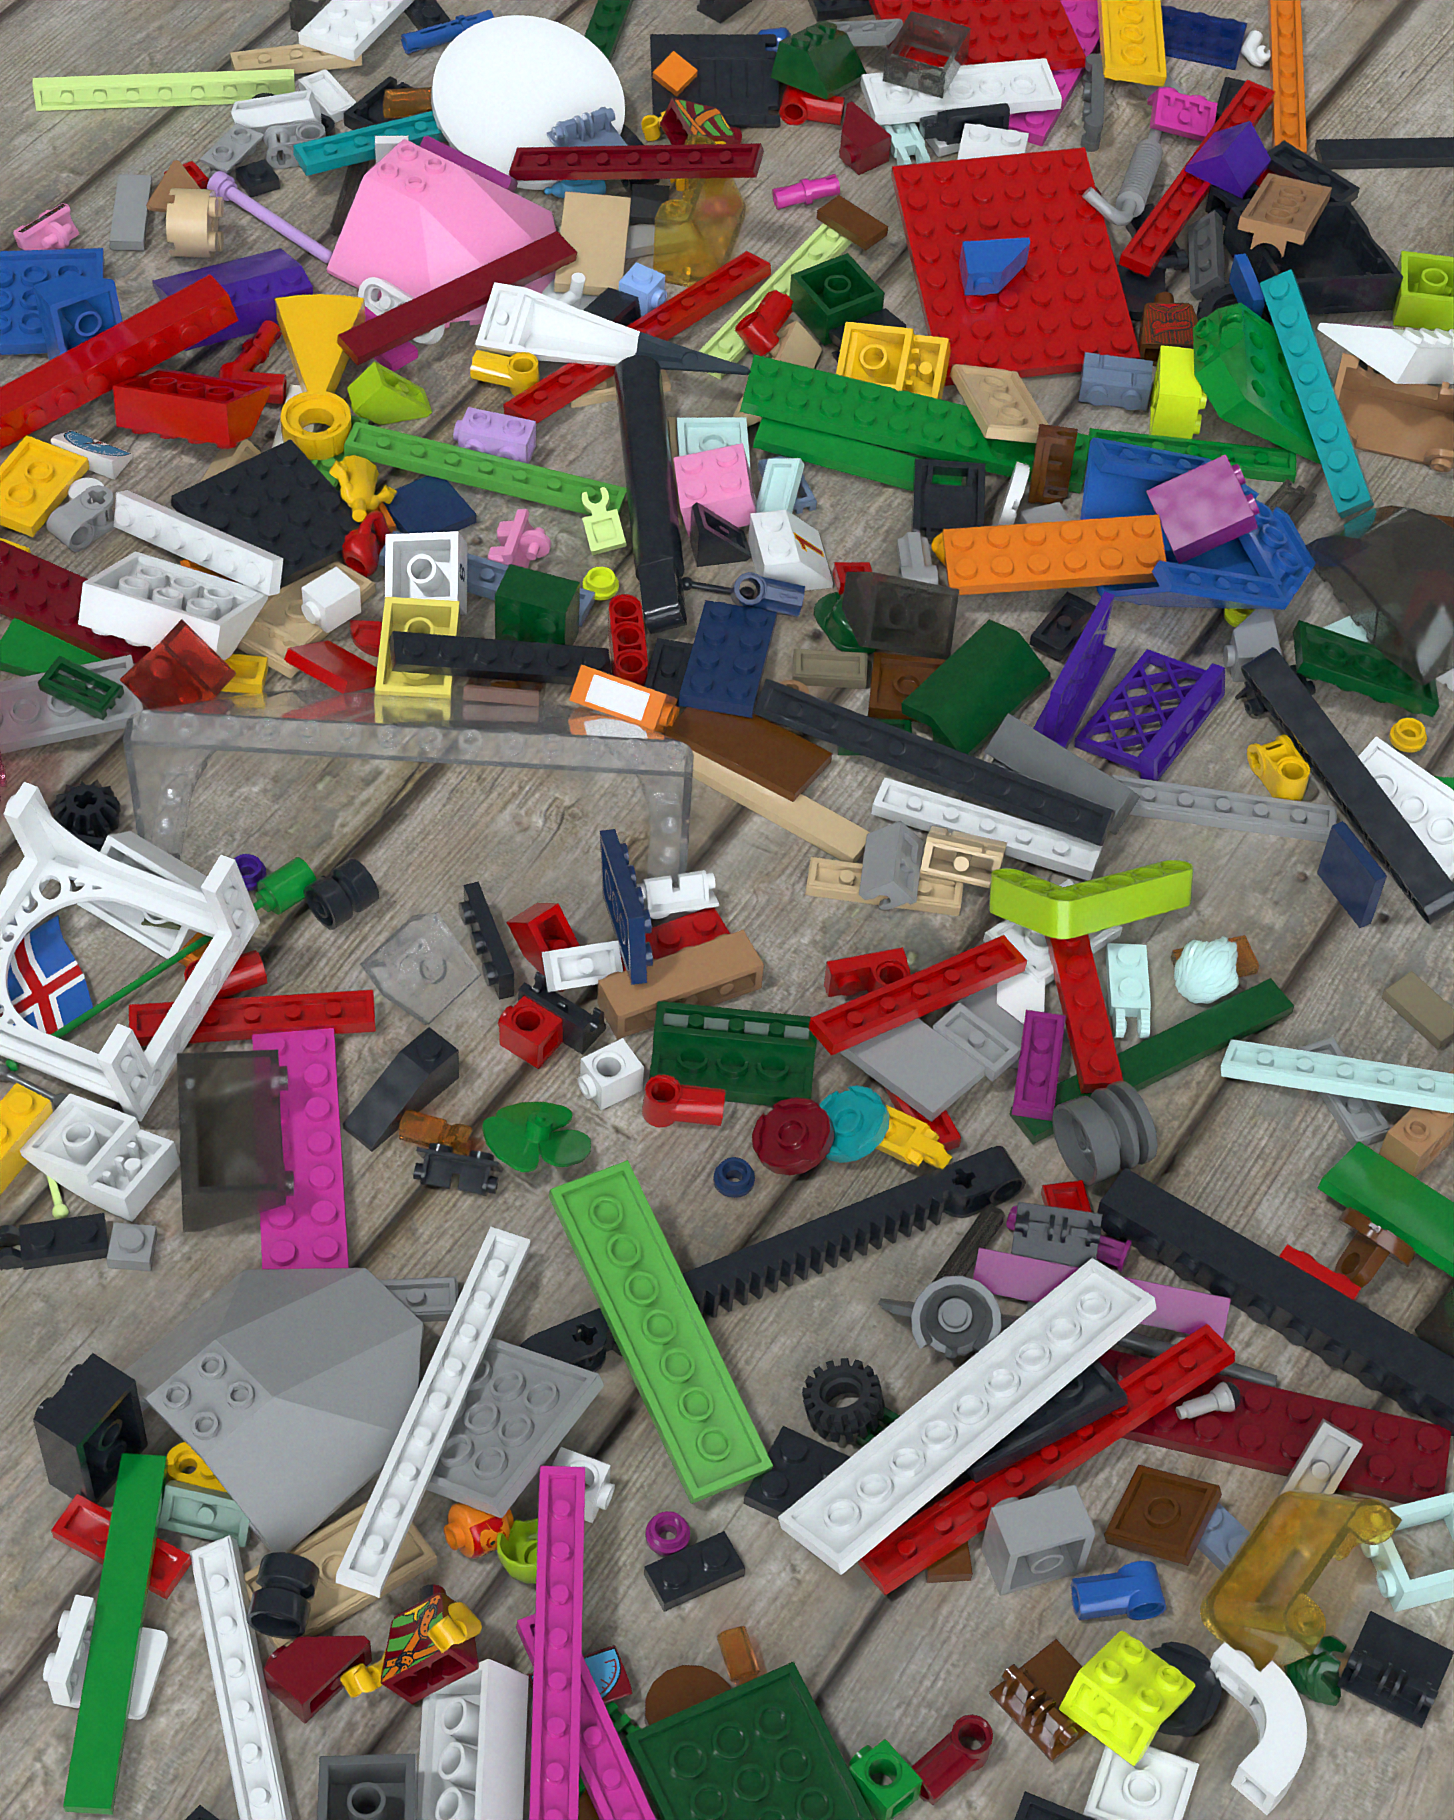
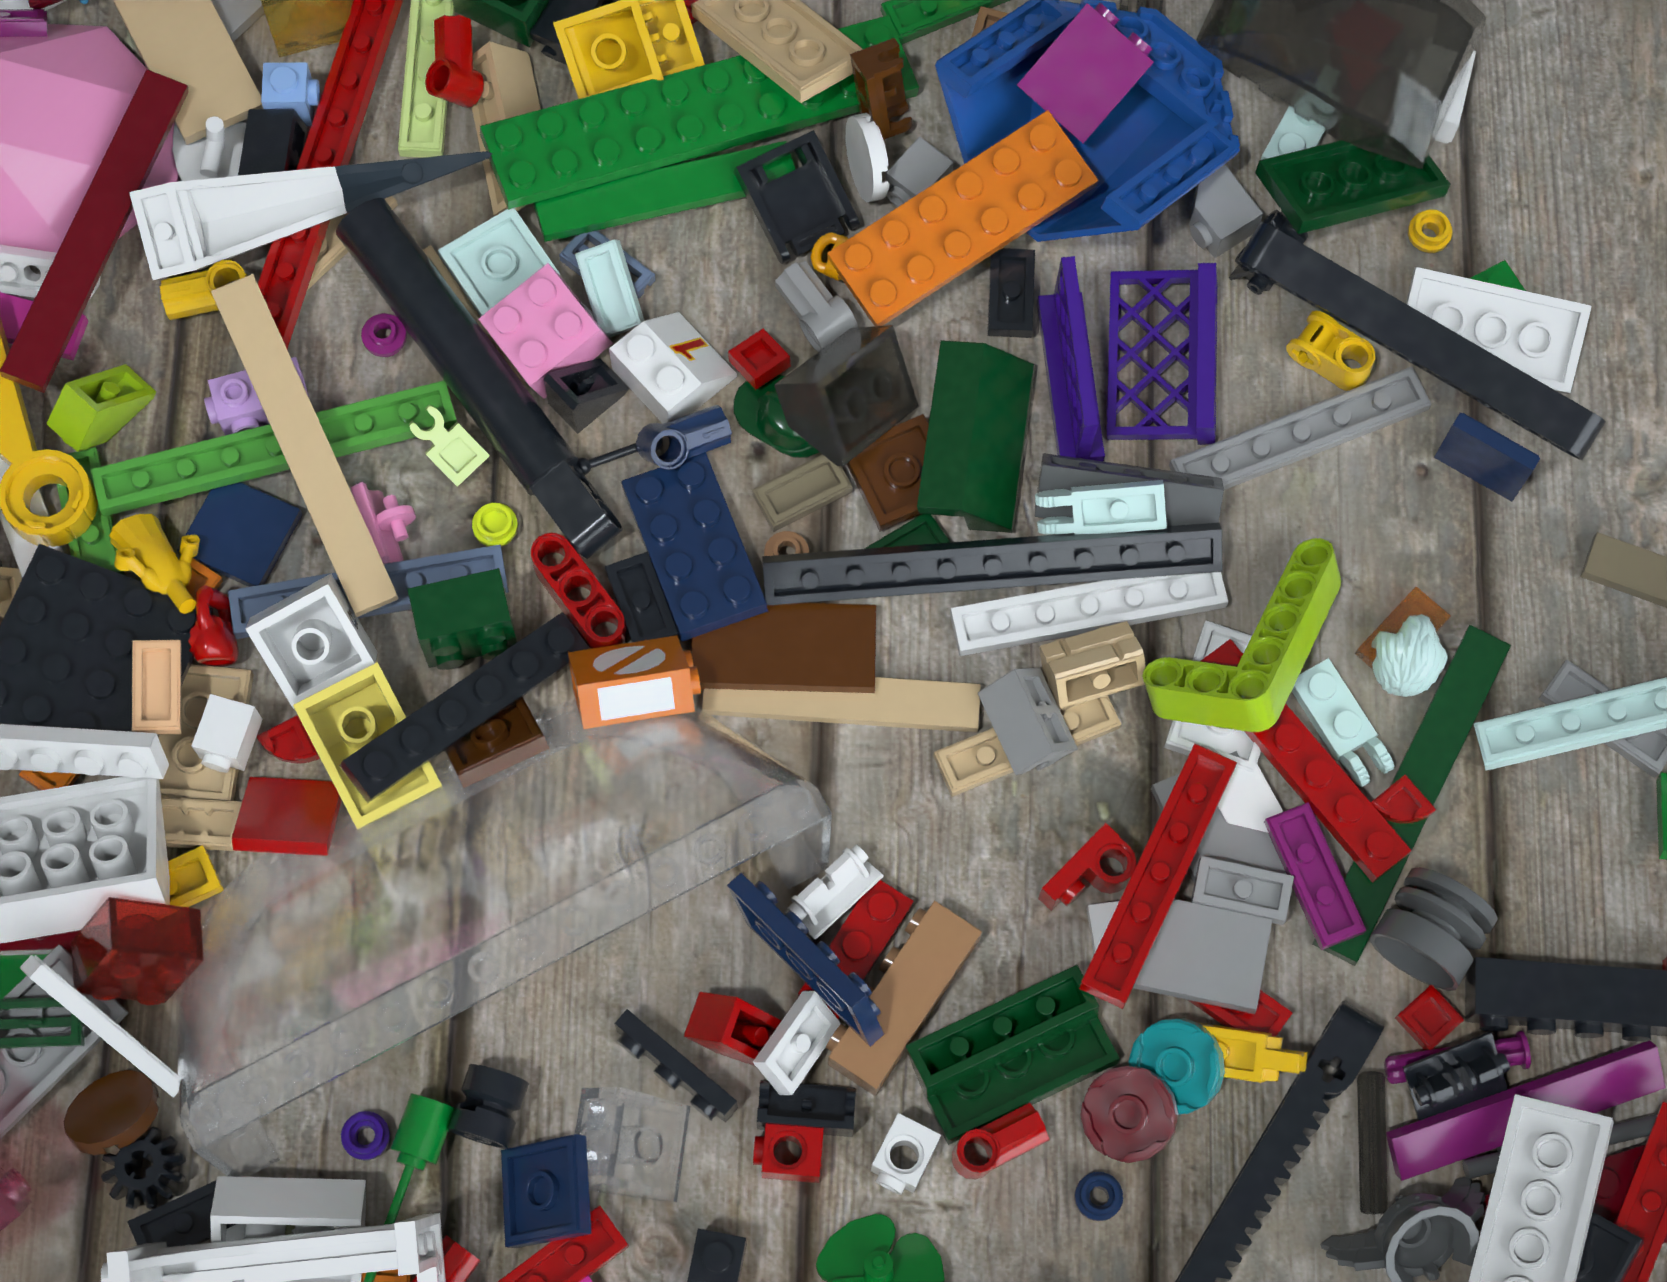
camera: 30 degrees left, 20 degrees up
(90, 766) = (111, 1112): none -> reddish brown tile
(115, 675) = (101, 1024): none -> white tile
(306, 546) = (156, 686): none -> light nougat tile
(341, 959) = (546, 1191): none -> dark blue tile
(503, 467) = (304, 445): none -> tan tile
(605, 450) = (387, 346): none -> magenta plate
(1039, 761) = (1105, 508): none -> light aqua hinge
(1138, 1054) = (1403, 803): none -> red tile

